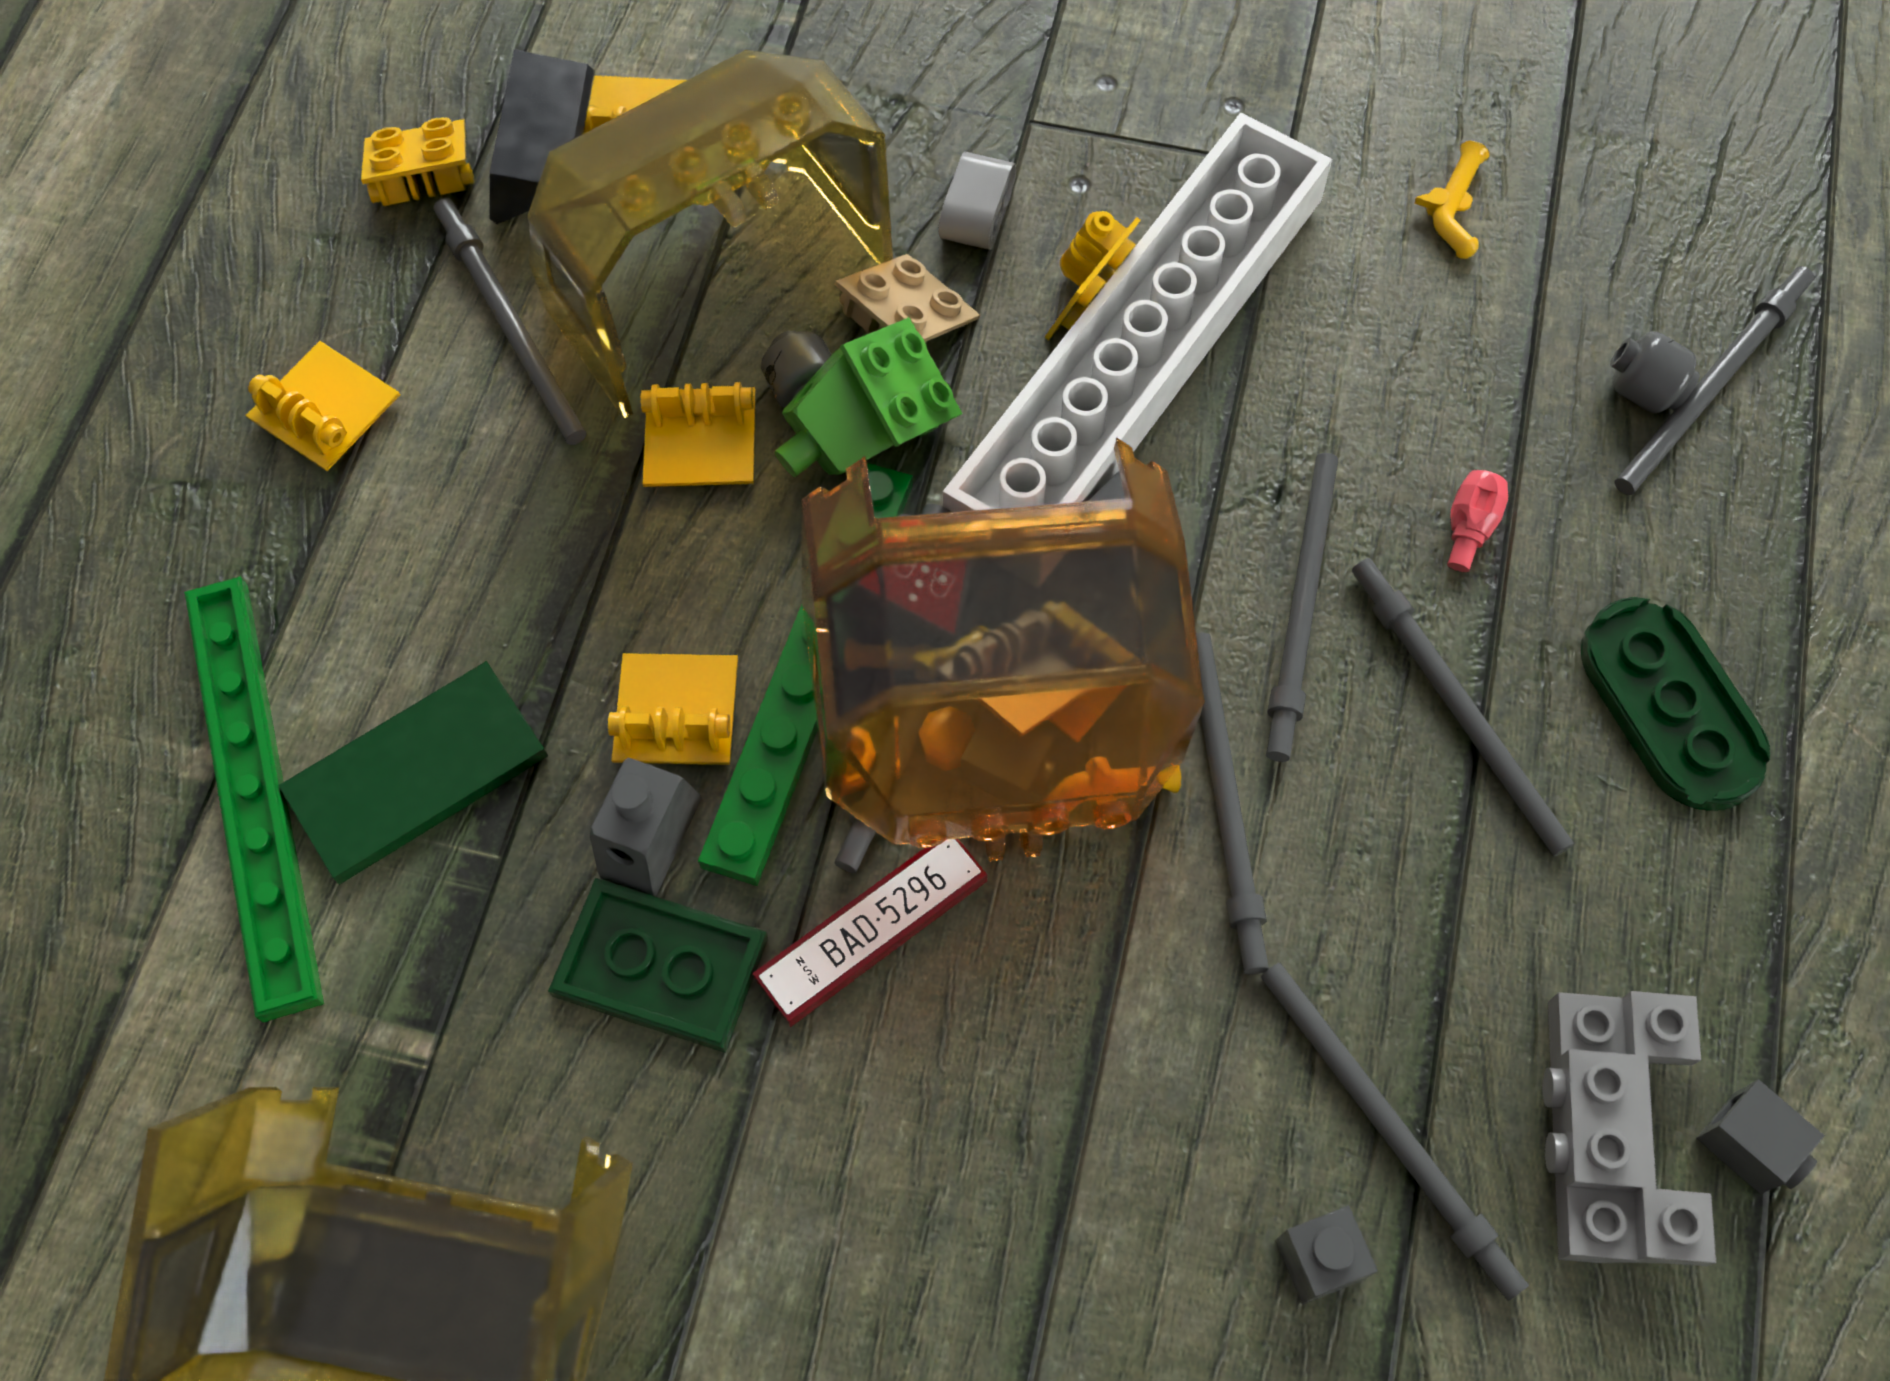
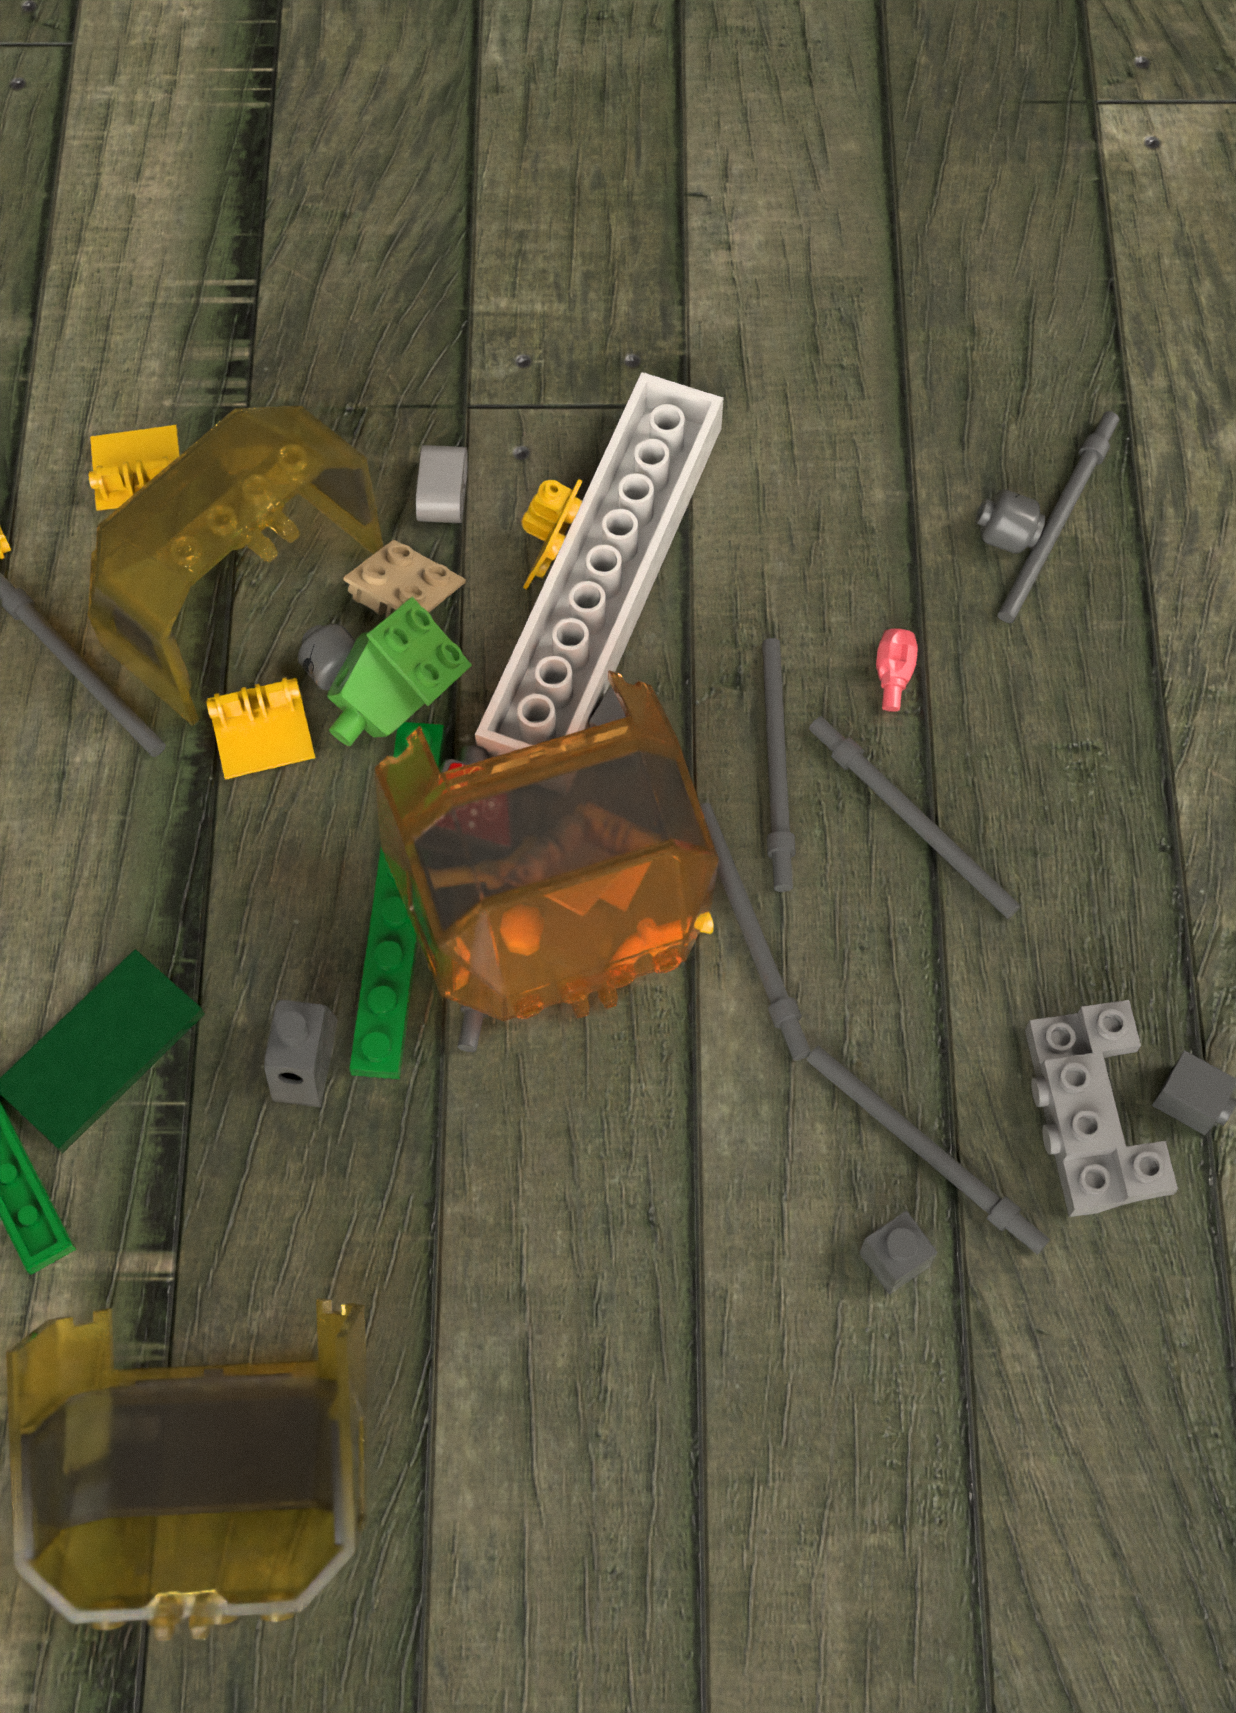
camera: 15 degrees left, 0 degrees up
(540, 112) = (61, 498): black slope -> none
(659, 964) = (338, 1156): dark green tile -> none
(675, 709) = (299, 953): yellow hinge -> none
(869, 928) = (497, 1091): white tile -> none
(1444, 203) = (820, 411): yellow piece -> none
(1675, 704) = (1075, 781): dark green tile -> none

